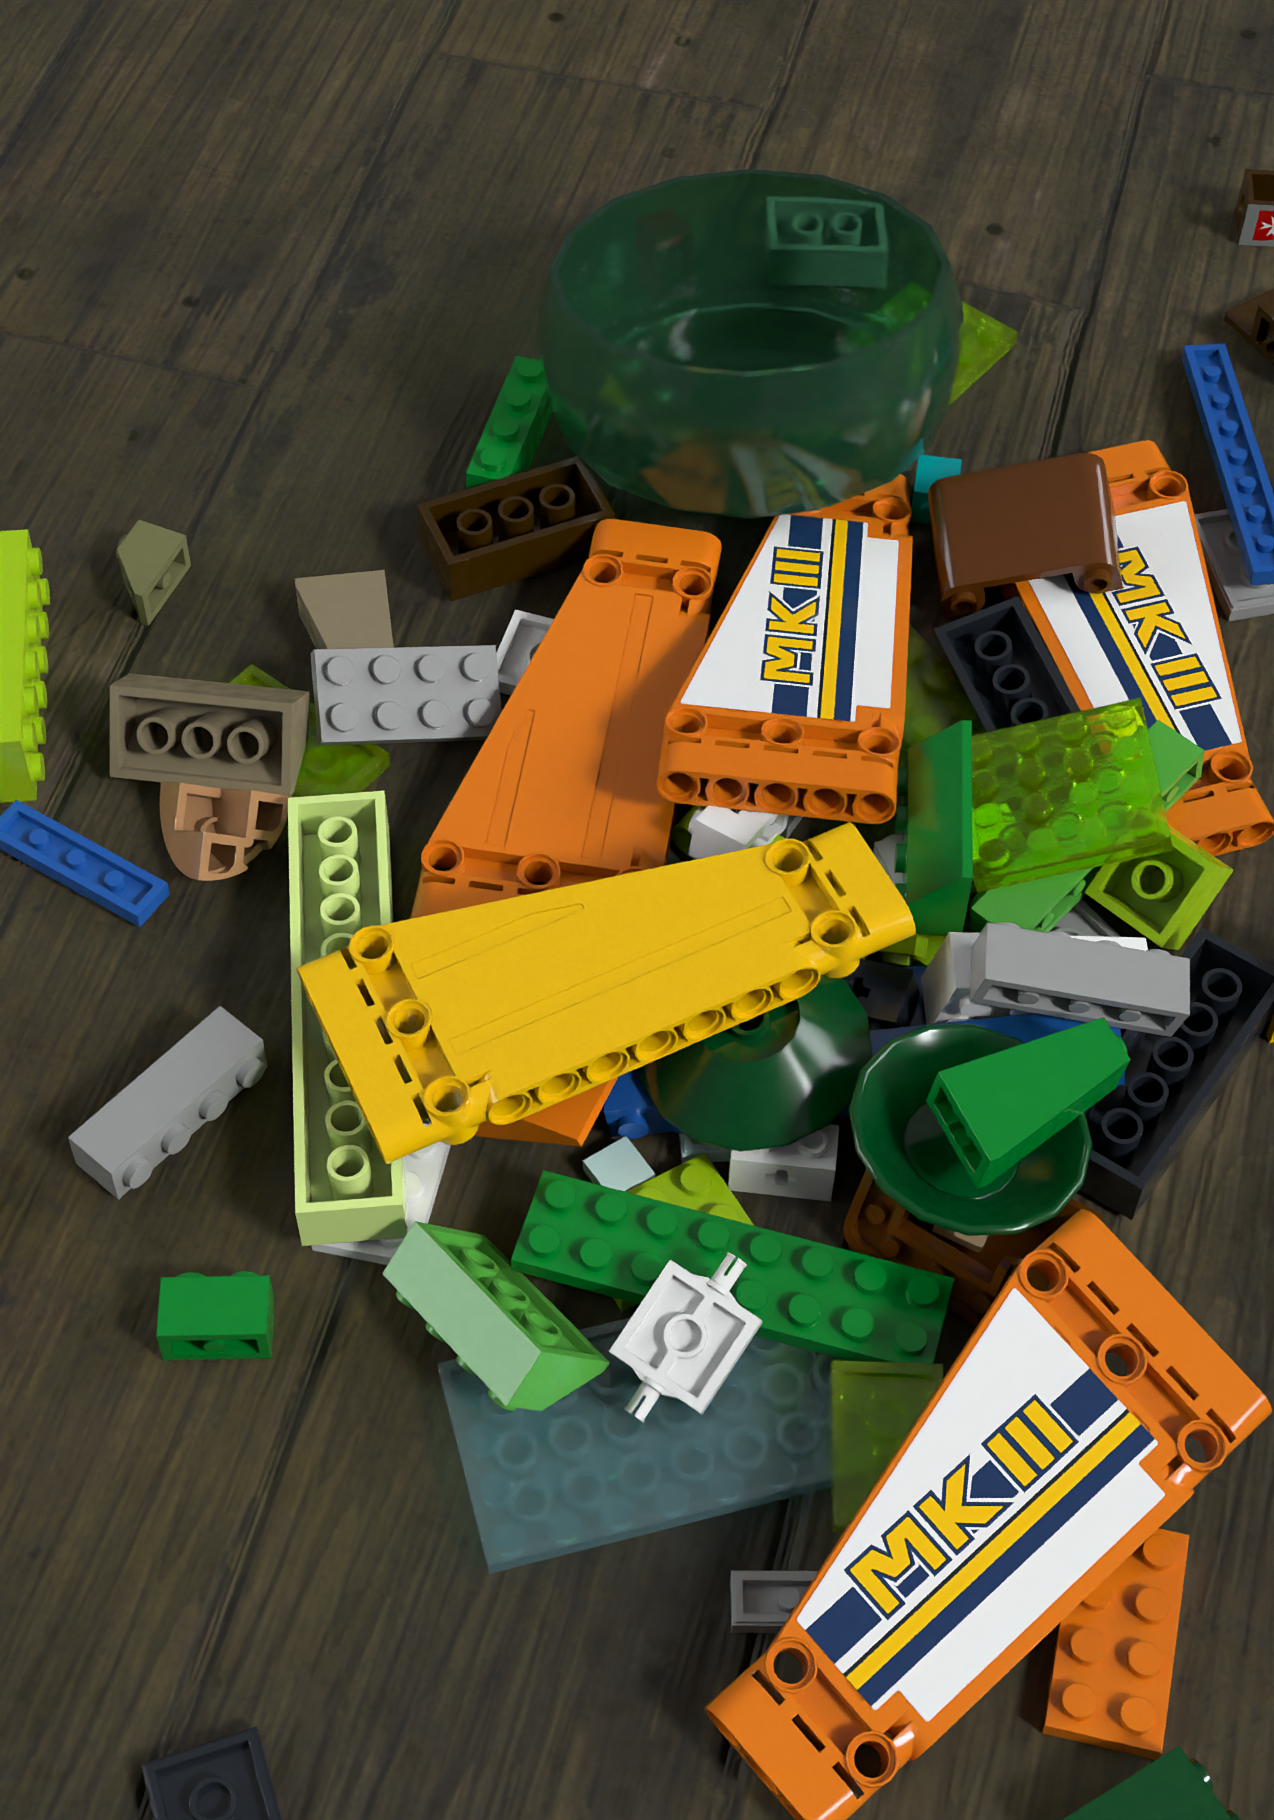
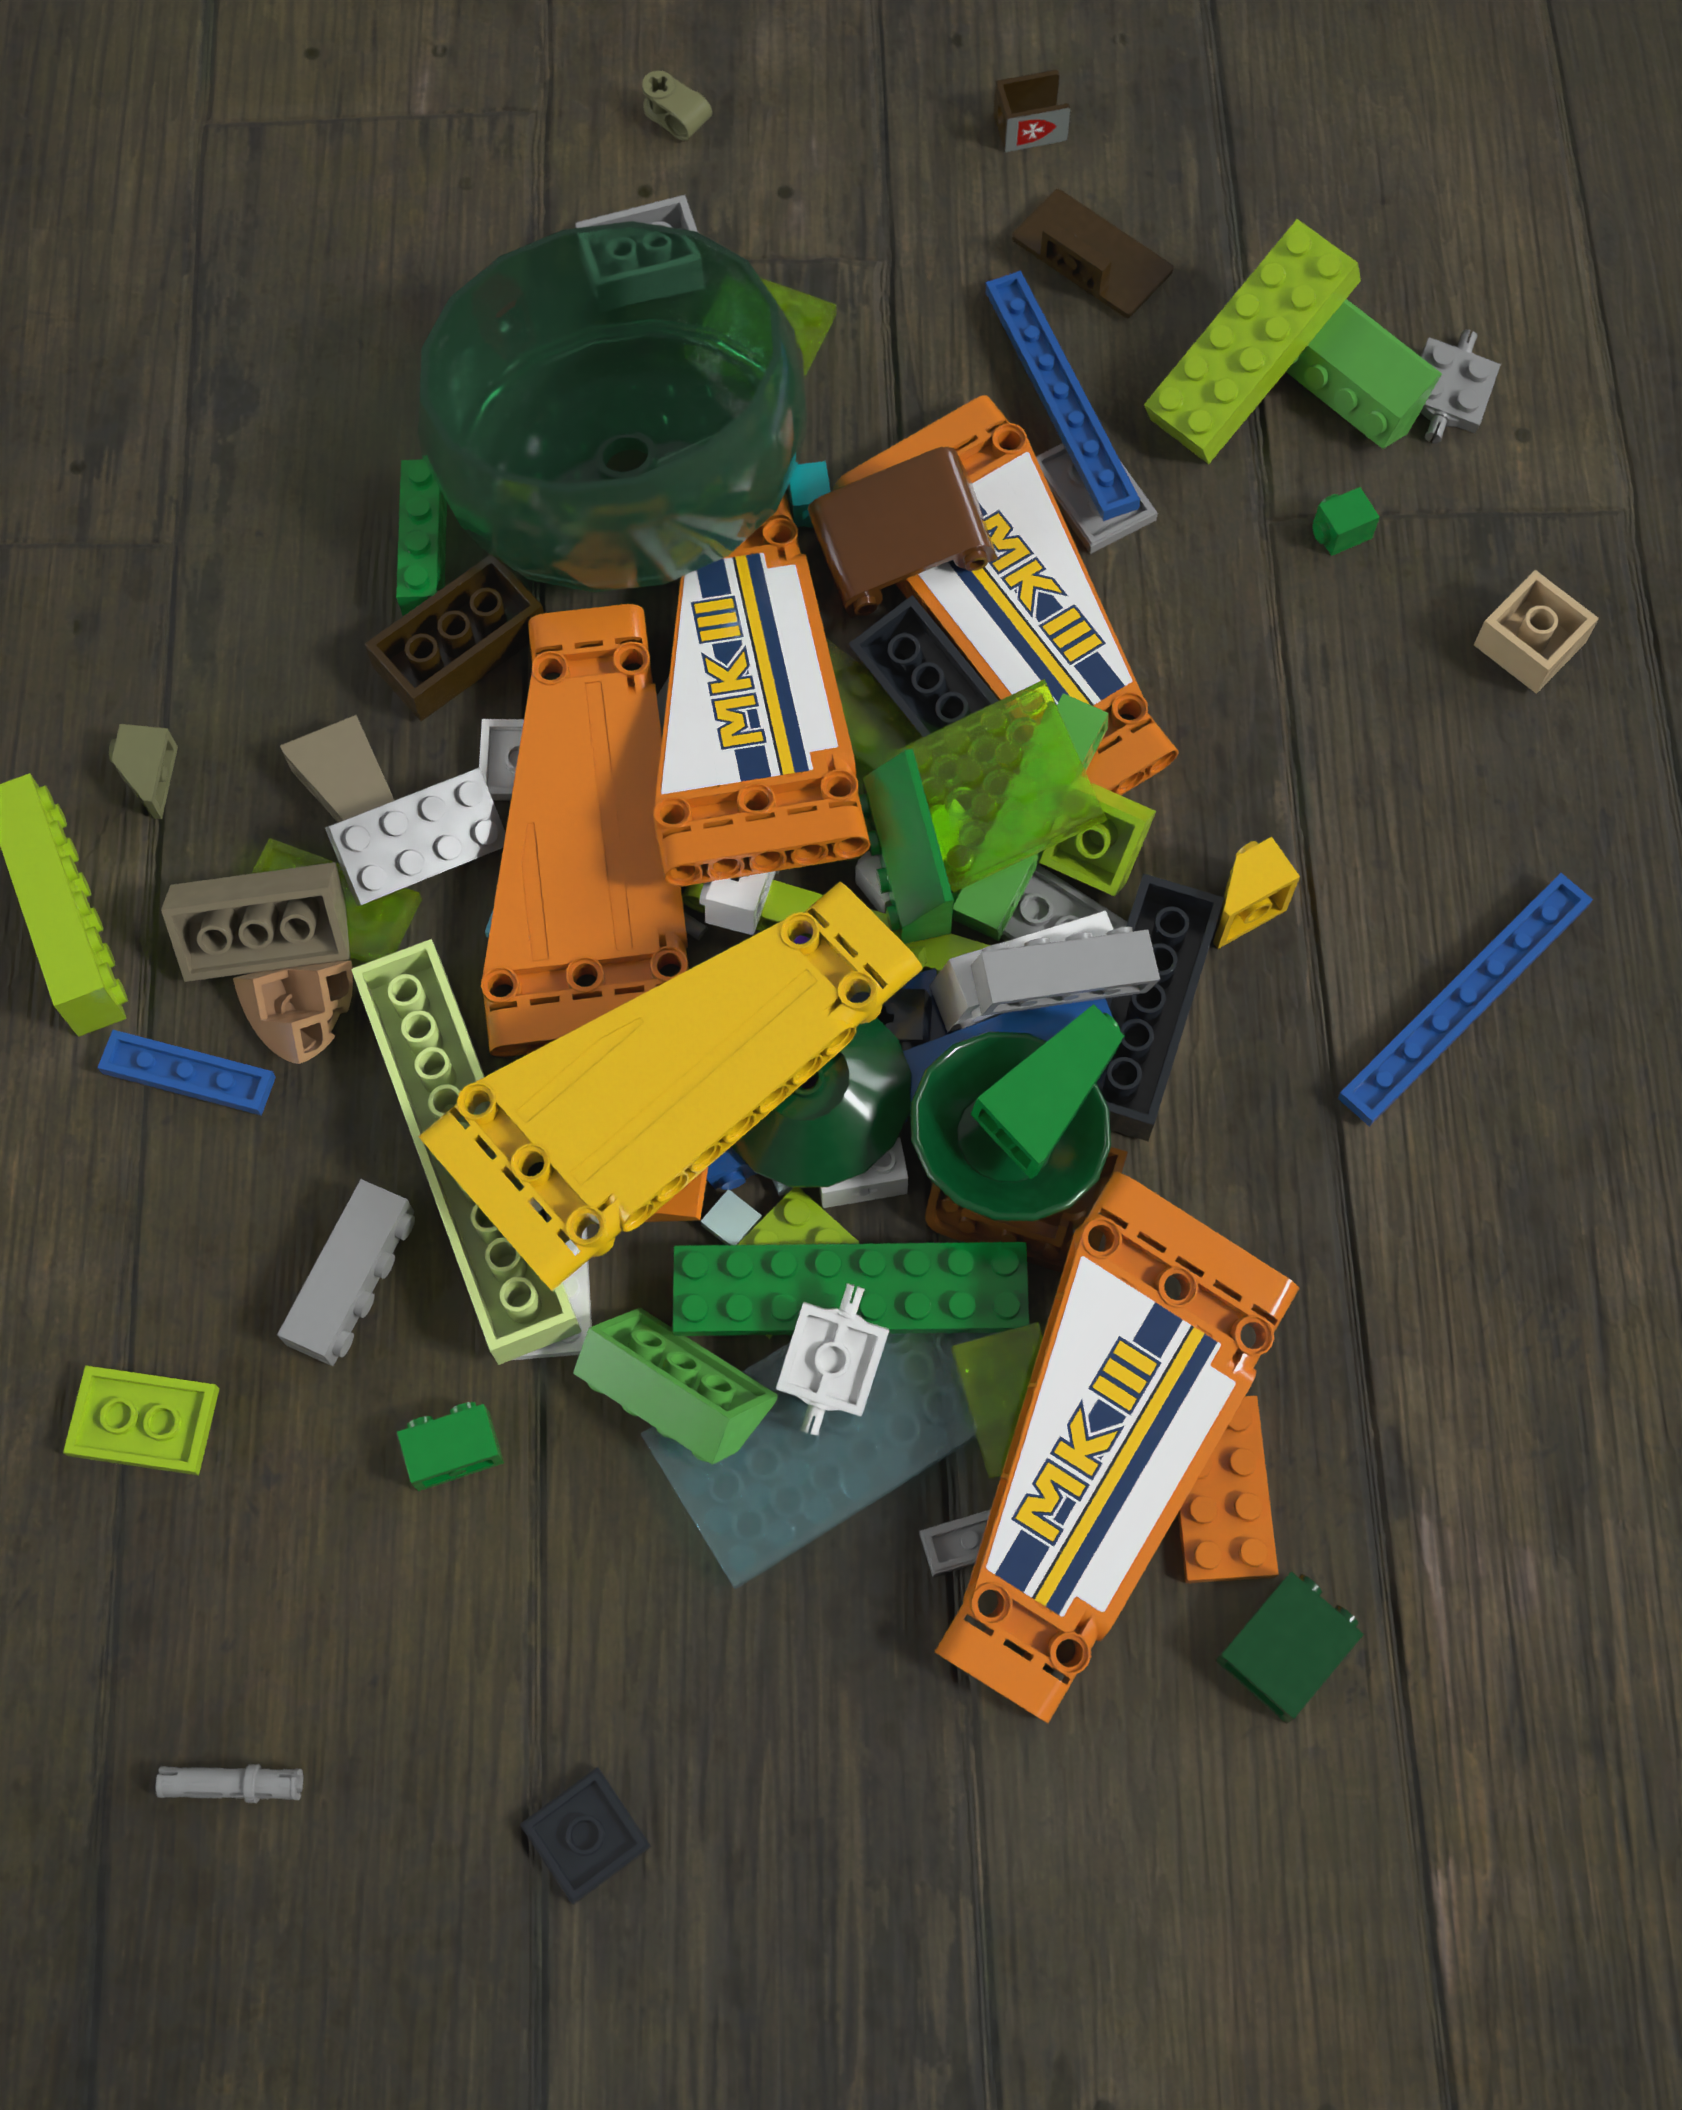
camera: 15 degrees left, 15 degrees up
(904, 128) = (674, 105): none -> olive piece

